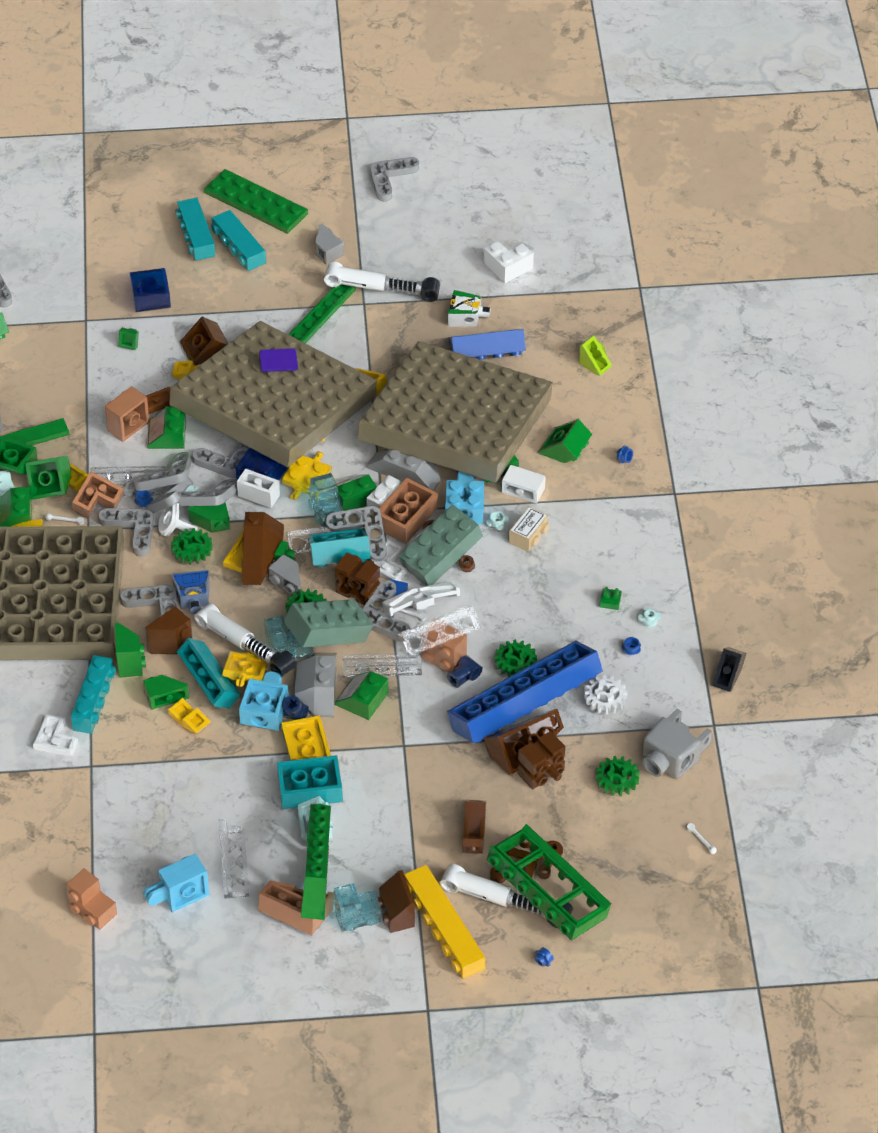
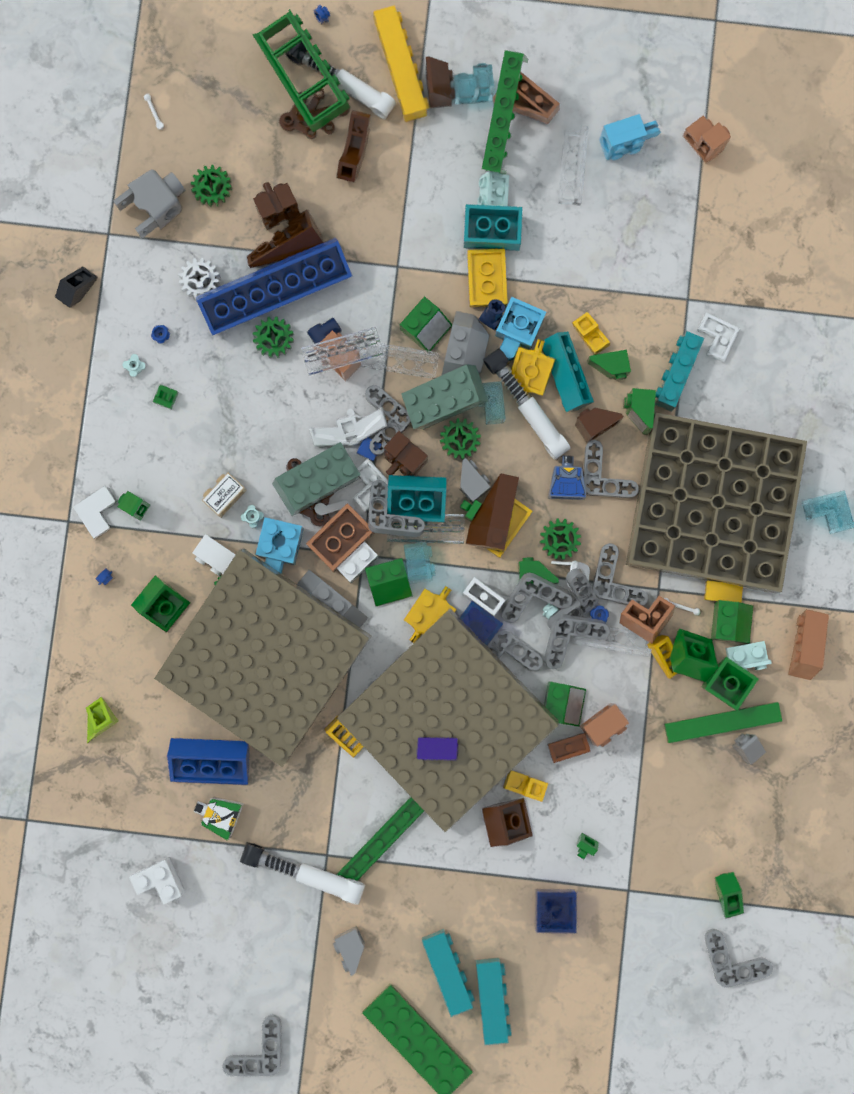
camera: 170 degrees left, 35 degrees up
(613, 503) = (133, 505): none -> green slope
(653, 502) = (90, 511): none -> white tile

